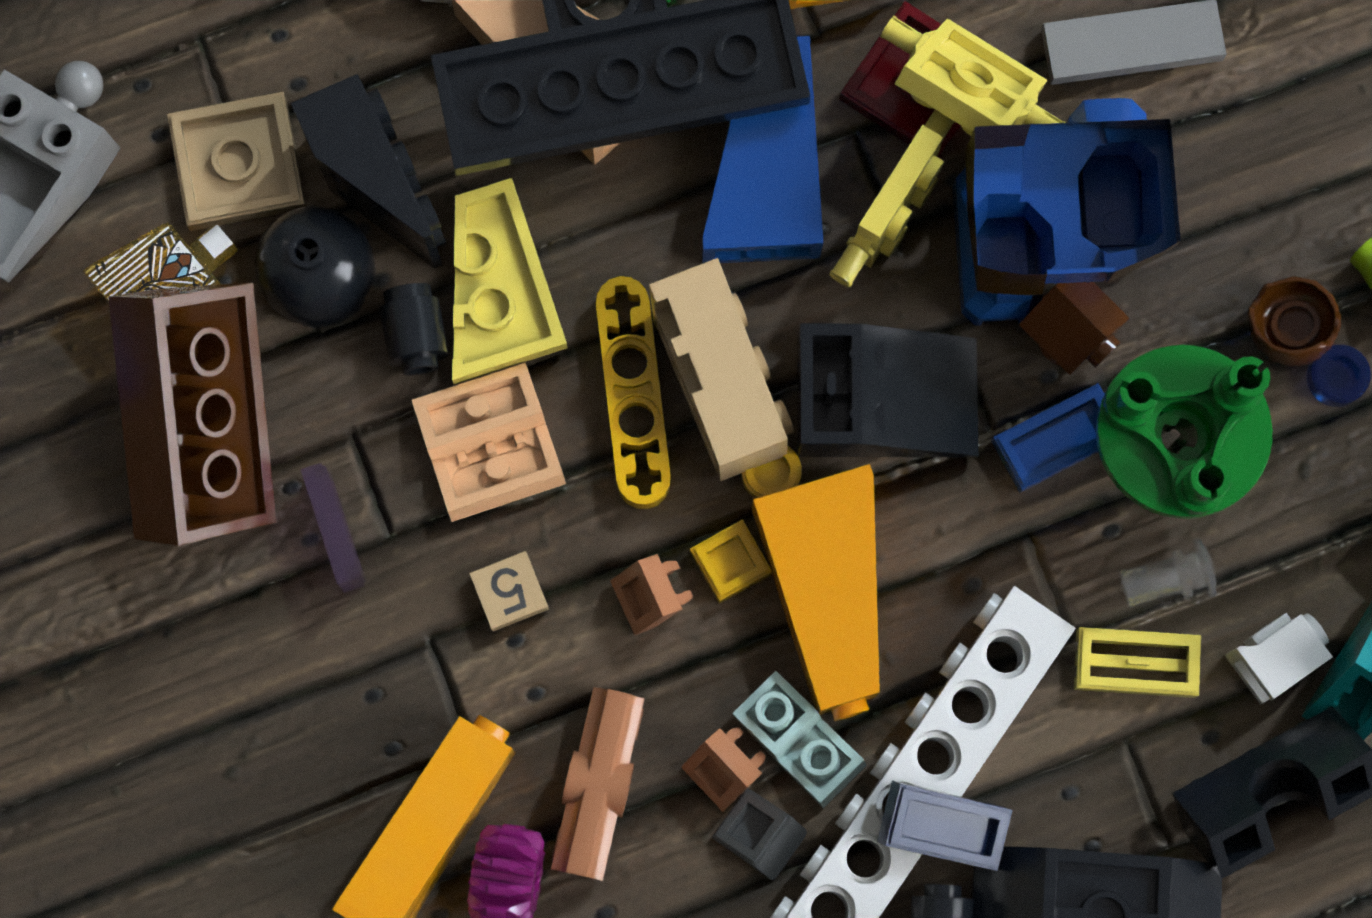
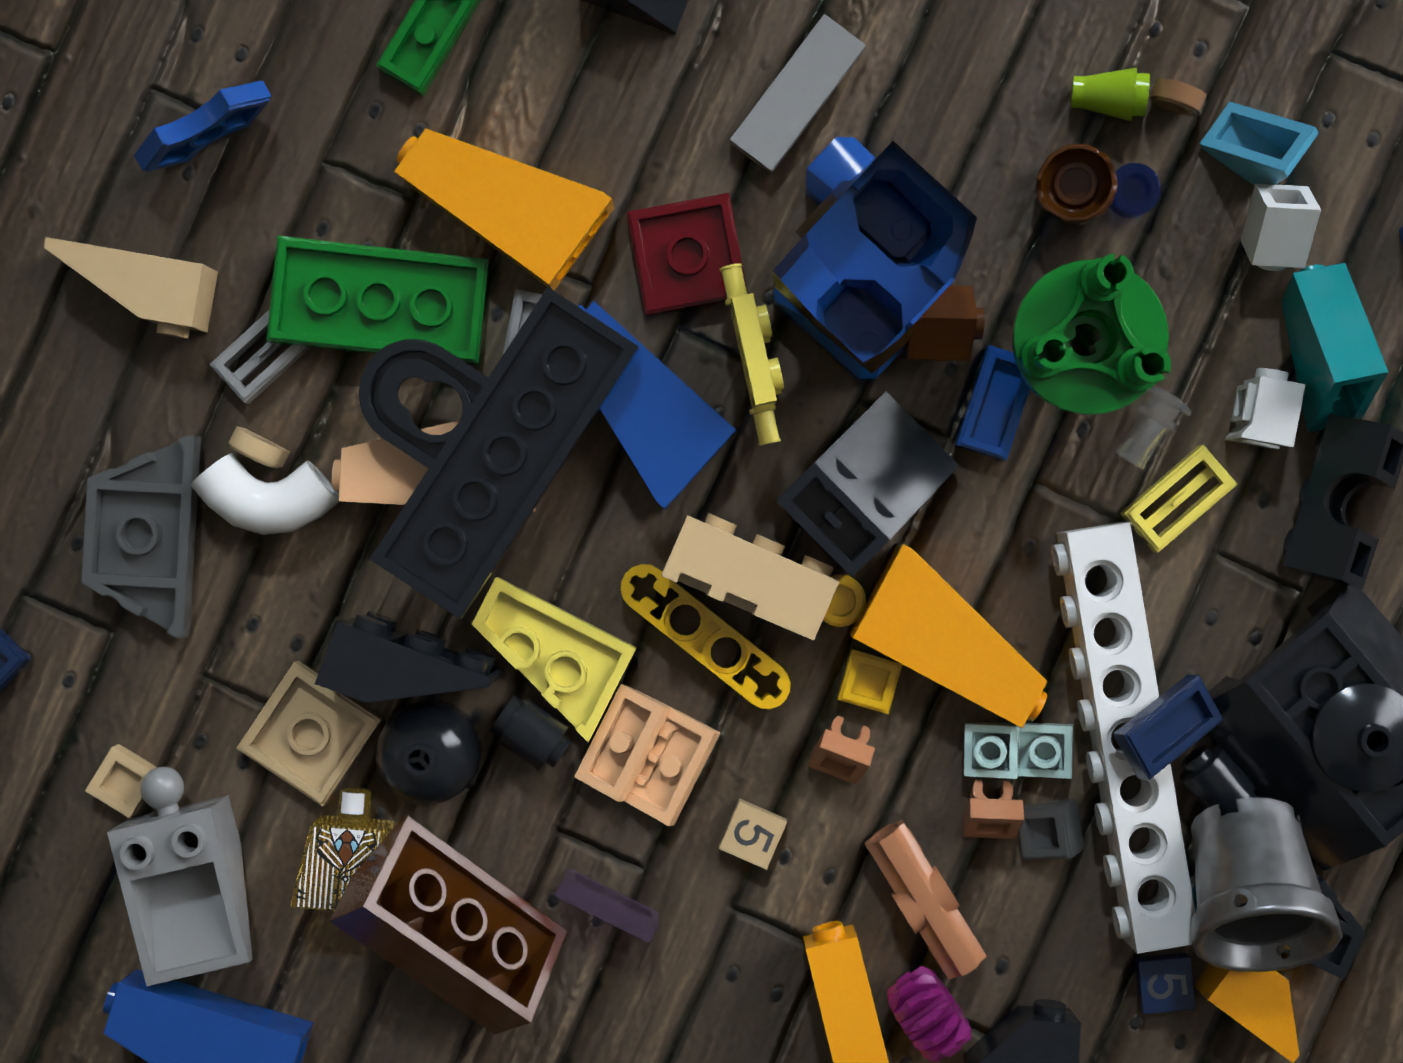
camera: 45 degrees left, 10 degrees up
(47, 49) = (120, 780): none -> tan tile
(966, 77) = (727, 231): light yellow plate -> none

